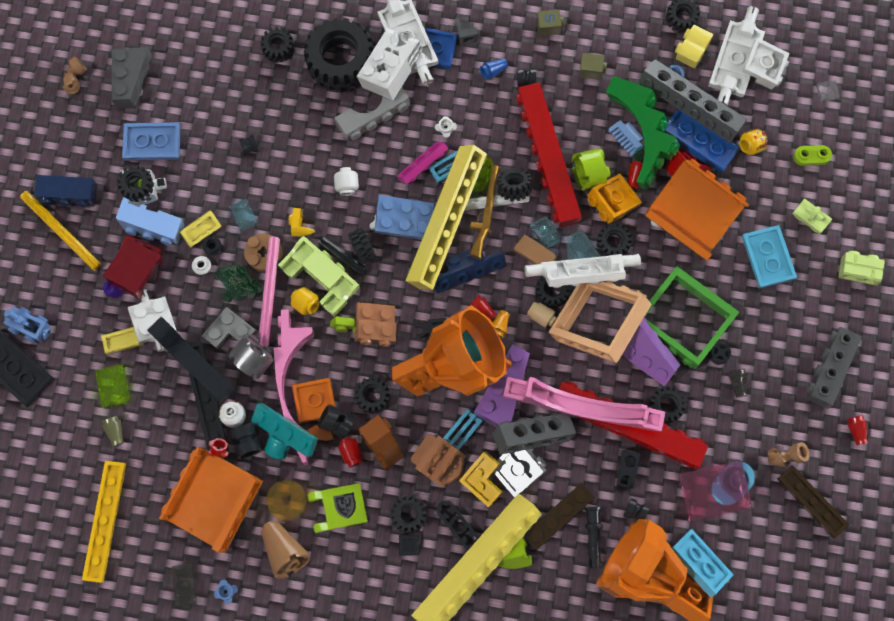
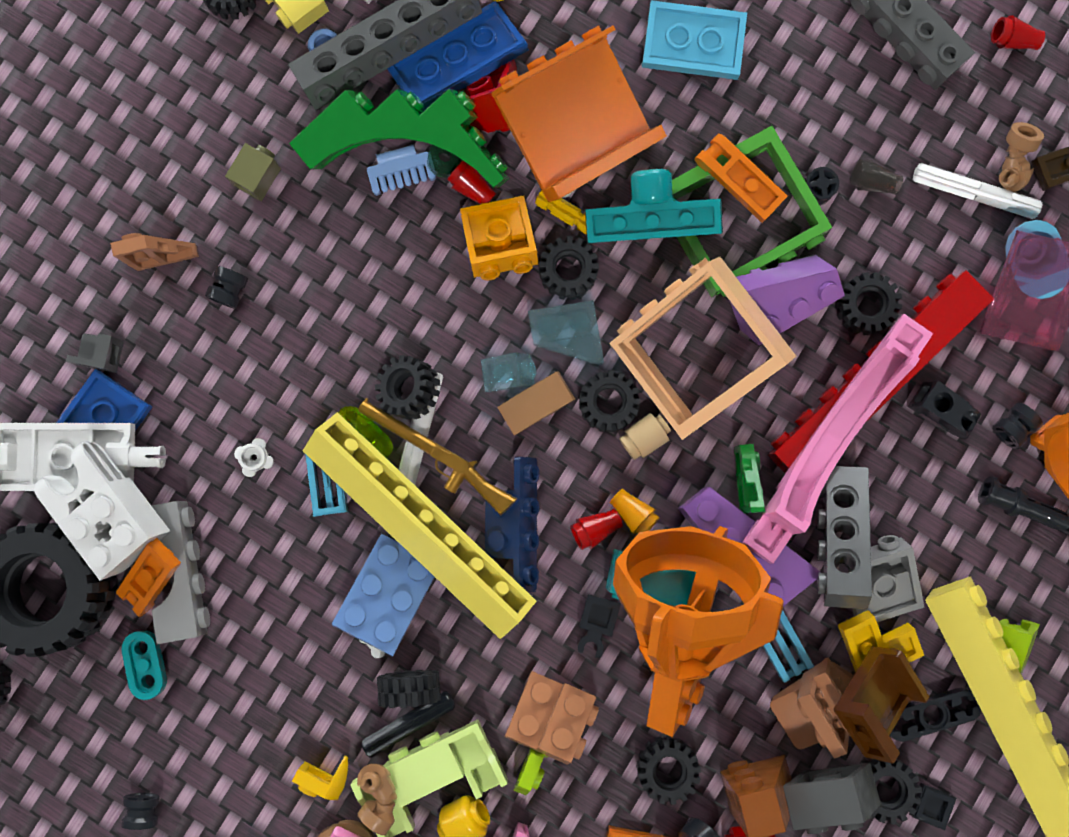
camera: 70 degrees left, 10 degrees up
(311, 245) = (377, 813): none -> medium nougat arm
(319, 116) = (141, 664): none -> teal plate
(346, 181) = (280, 667): white head -> none
(365, 99) = (148, 577): none -> orange plate
(394, 477) = (832, 798): none -> dark grey brick
(422, 163) = (301, 523): dark pink plate -> none
(454, 484) = (877, 700): none -> reddish brown panel
(493, 68) = (184, 335): blue cone -> none
(527, 33) = (149, 251): none -> nougat wing
(549, 22) = (144, 206): olive brick -> none
(549, 155) = (376, 309): red brick -> none
(550, 372) = (748, 481): none -> green wing
(558, 516) = (976, 546): dark brown plate -> none
(583, 270) = (608, 340): white plate -> none
(590, 168) = (434, 252): lime brick -> none
(644, 227) = (564, 211): none -> yellow axle
(661, 267) = (654, 213): none -> teal plate
(701, 305) = (741, 178): none -> orange plate
(758, 441) = (977, 191): none -> white axle

